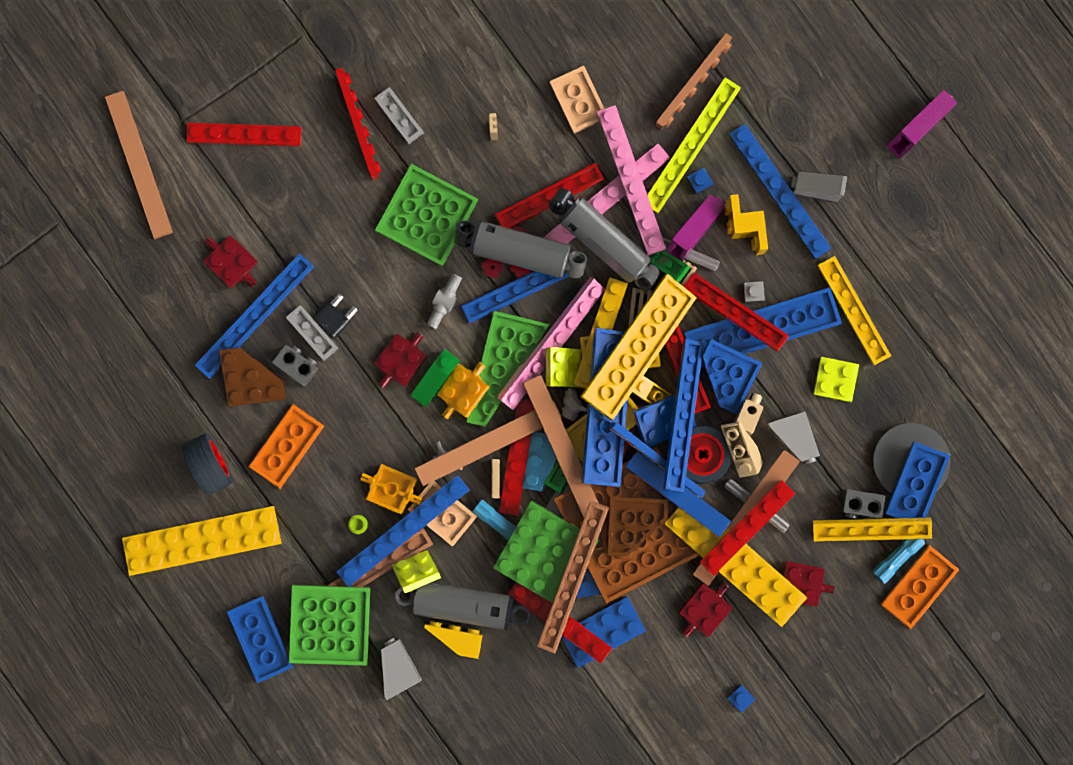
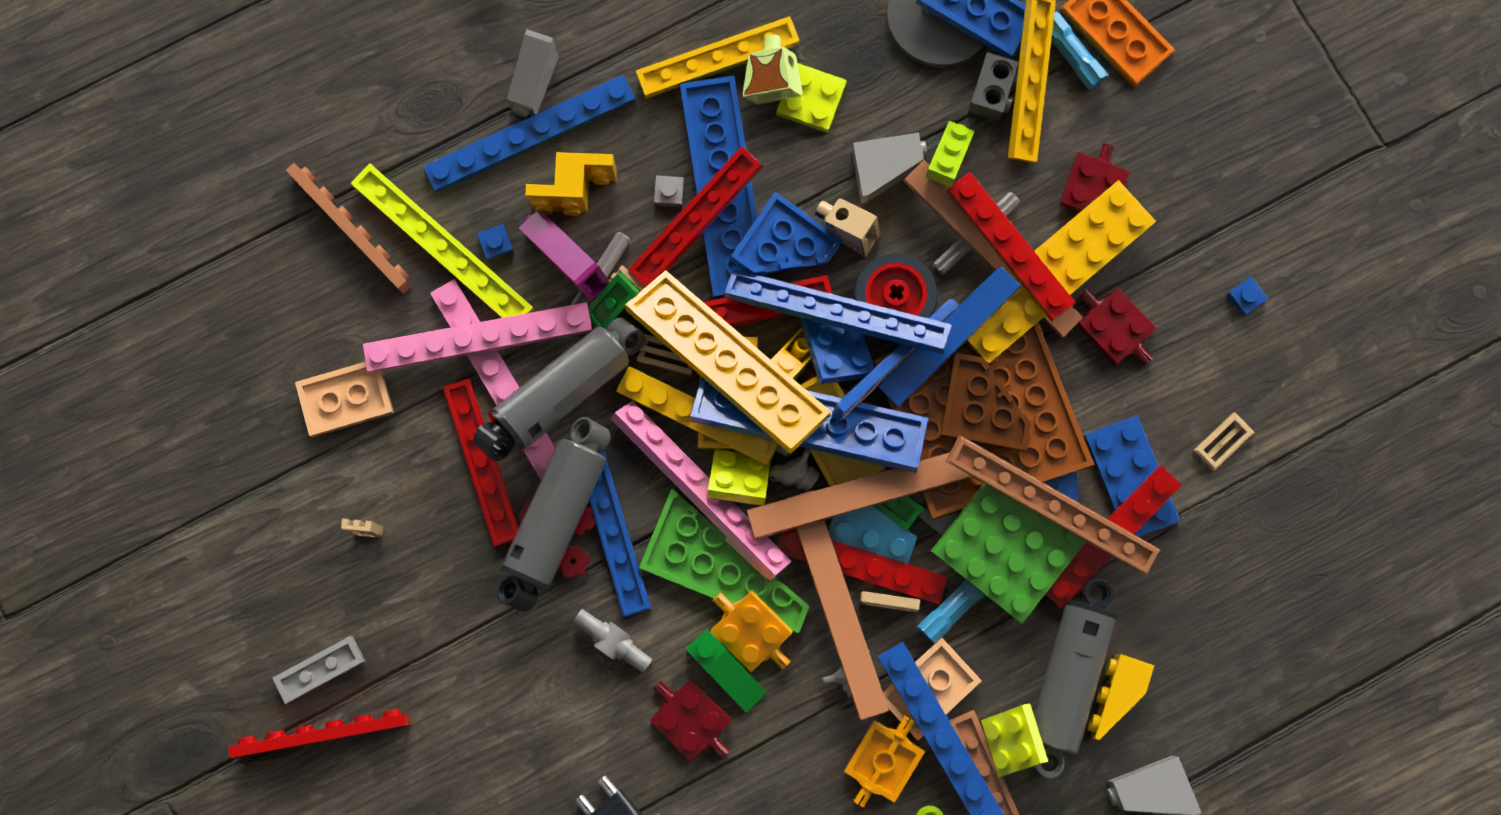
camera: 85 degrees left, 5 degrees down
(426, 214) = (477, 650): bright green plate -> none
(624, 682) = (1206, 457): none -> tan tile
(743, 449) = (897, 236): tan slope -> none
(807, 479) = (949, 154): none -> lime plate
(846, 349) = (772, 73): none -> yellowish green torso

